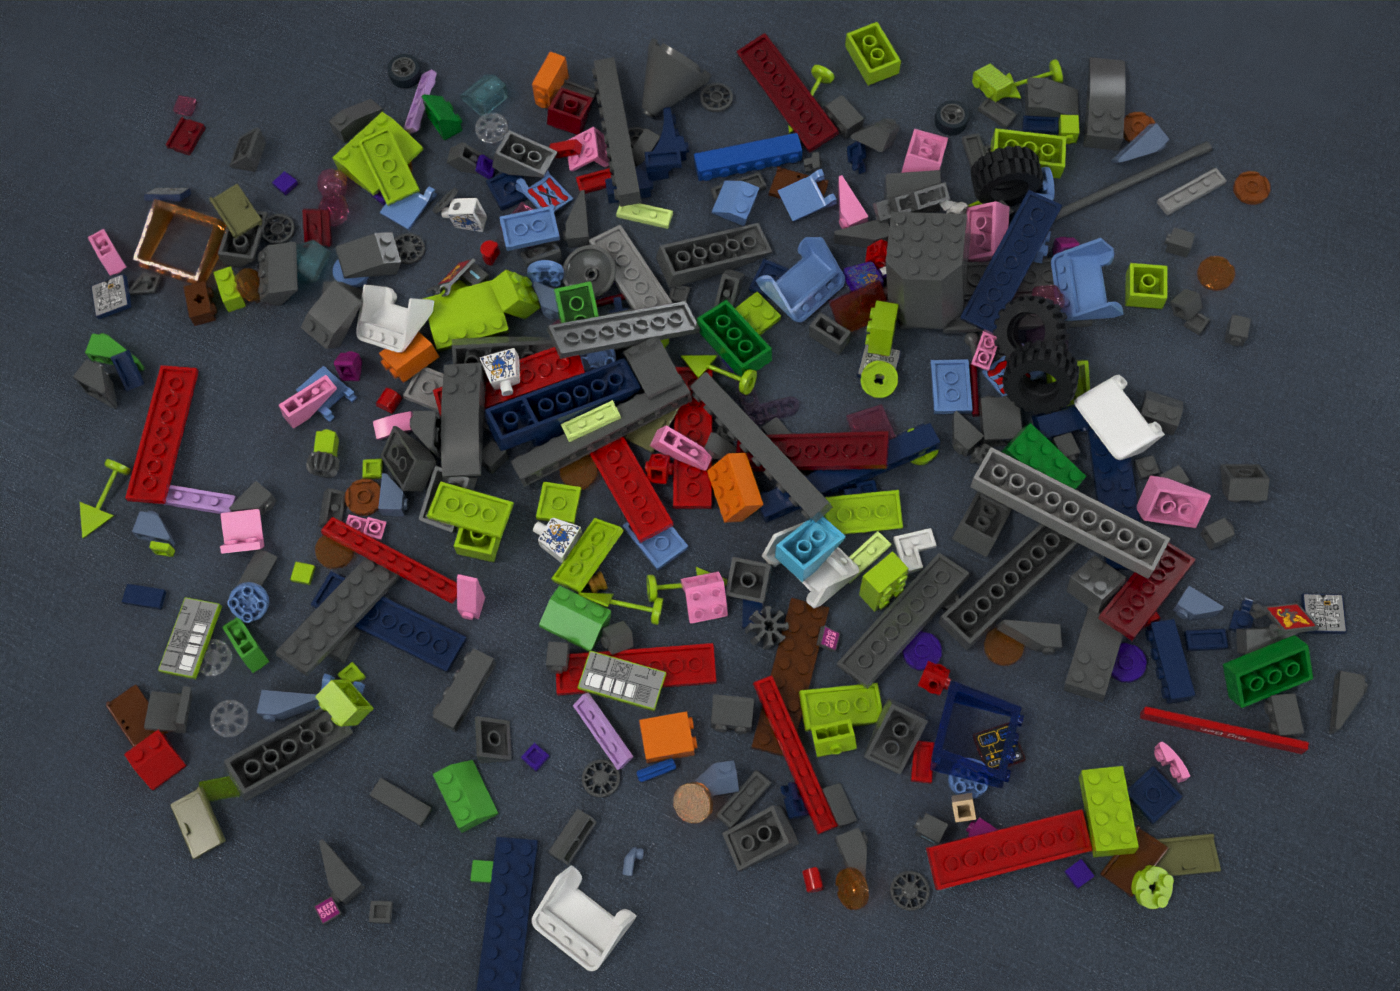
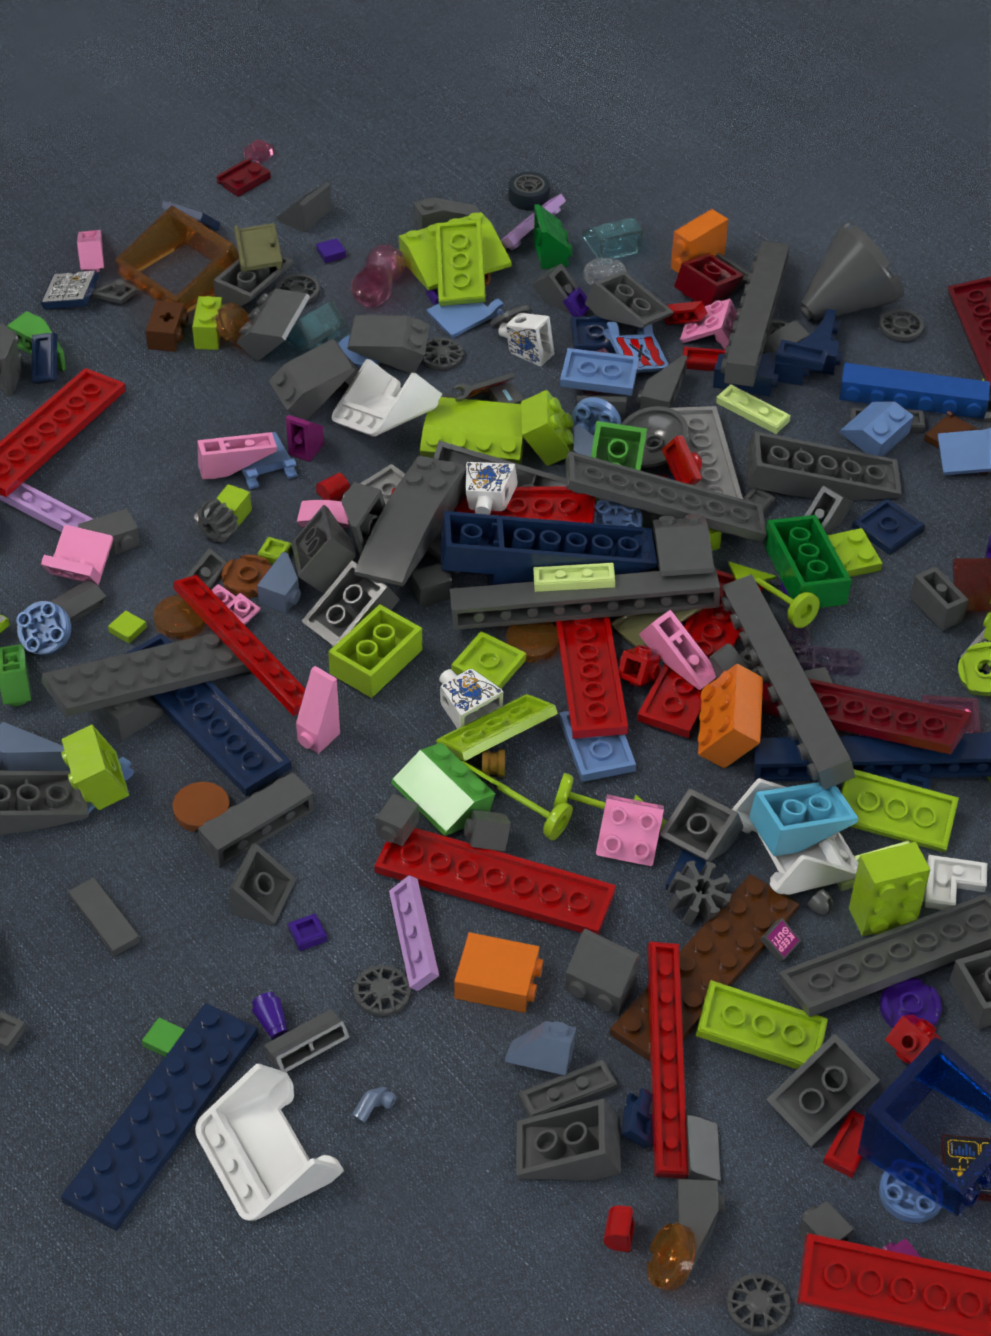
camera: 20 degrees right, 20 degrees down
(317, 226) = (346, 292): dark red plate -> none
(351, 673) = (127, 750): lime tile -> none
(412, 360) = (384, 451): orange brick -> none
(422, 693) = (198, 804): none -> dark orange tile
(465, 794) = (191, 937): bright green slope -> none
(470, 510) = (370, 619): lime tile -> none
(489, 252) = (538, 381): red brick -> none
(541, 828) = (270, 1014): none -> dark purple cone
(621, 290) = (682, 462): none -> red tile
(622, 680) = (469, 881): tile -> none
(656, 770) = (462, 1007): blue axle -> none
(693, 802) = (493, 1061): clear orange tile -> none
(807, 283) = (932, 538): medium blue windscreen -> none
(833, 738) = (732, 1057): lime brick -> none
(842, 600) = (821, 903): none -> dark grey hinge
(963, 807) = (887, 1217): tan brick -> none

